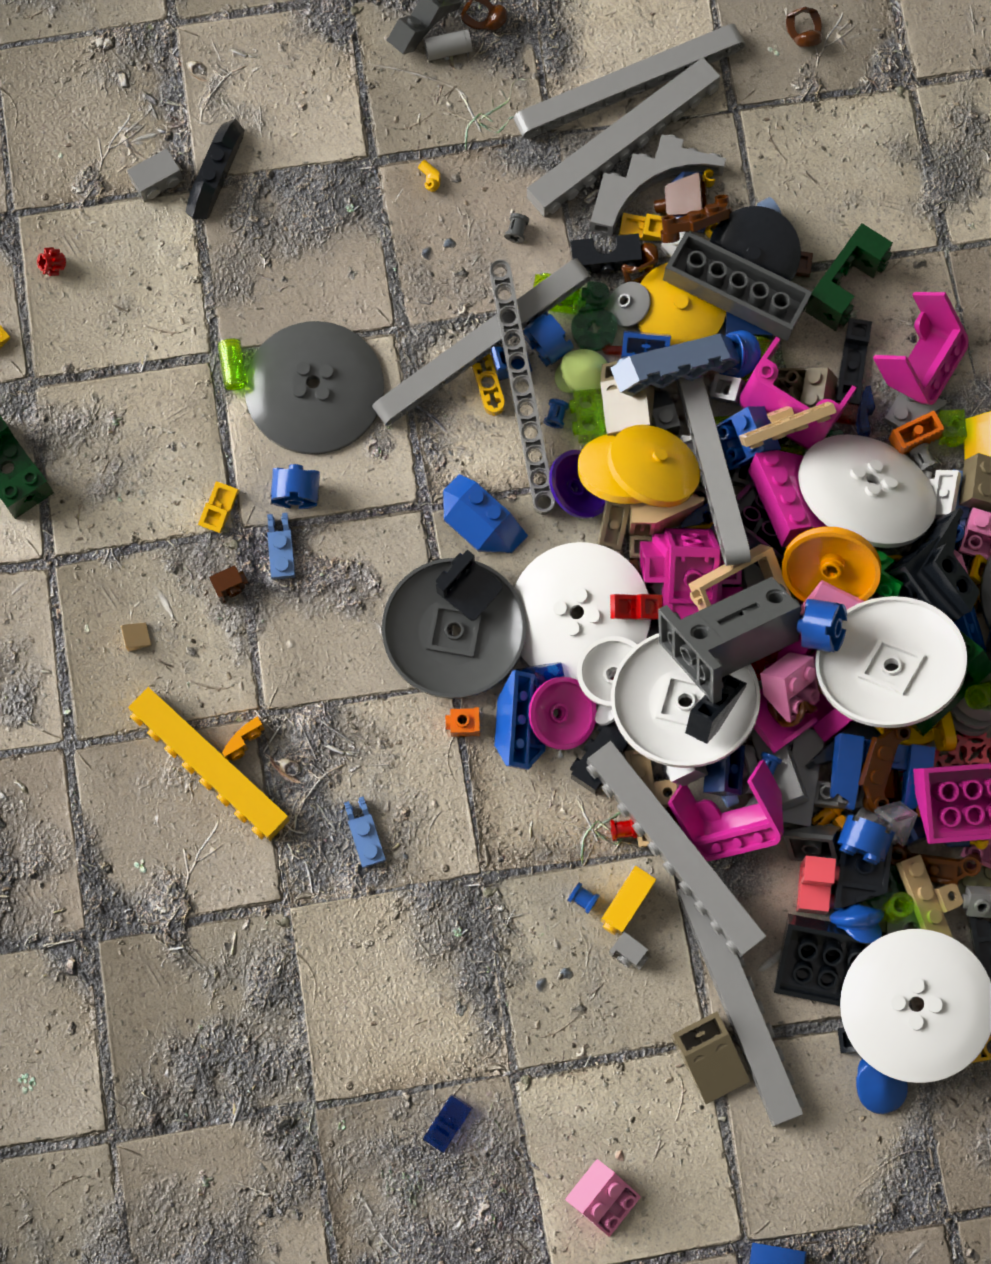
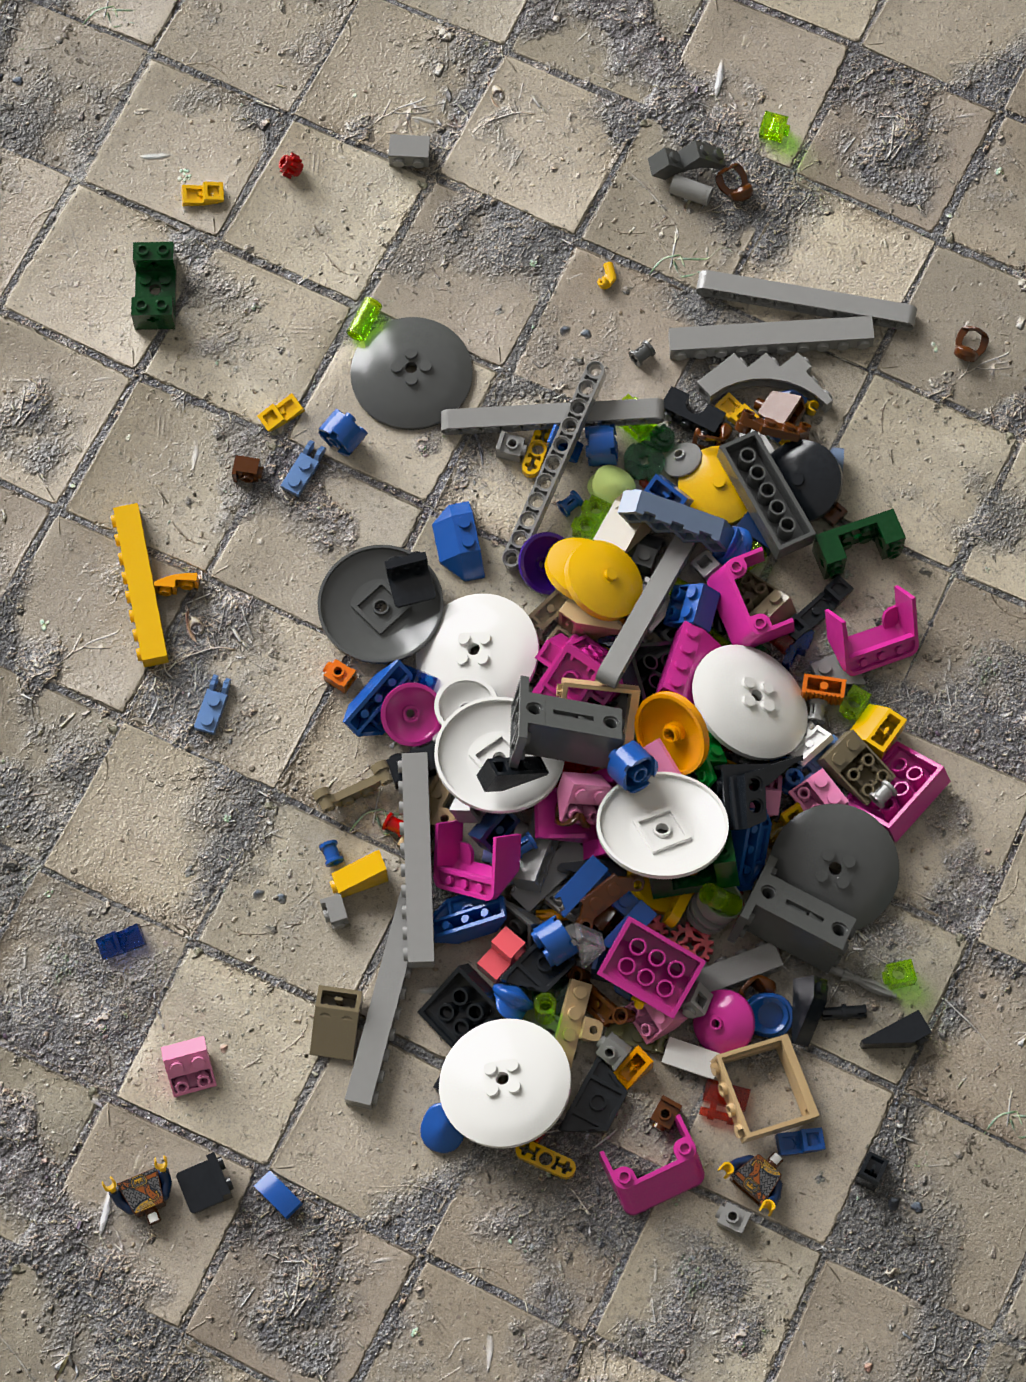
camera: 35 degrees right, 5 degrees down
(135, 636) = (156, 464): tan slope -> none
(214, 170) = (455, 174): black brick -> none
(462, 403) = (510, 453): none -> light grey brick
(545, 850) = (361, 789): none -> dark tan plate
(635, 606) = (512, 669): red slope -> none
(758, 872) = (467, 918): none -> blue wedge
(786, 422) = (721, 612): tan plate -> none

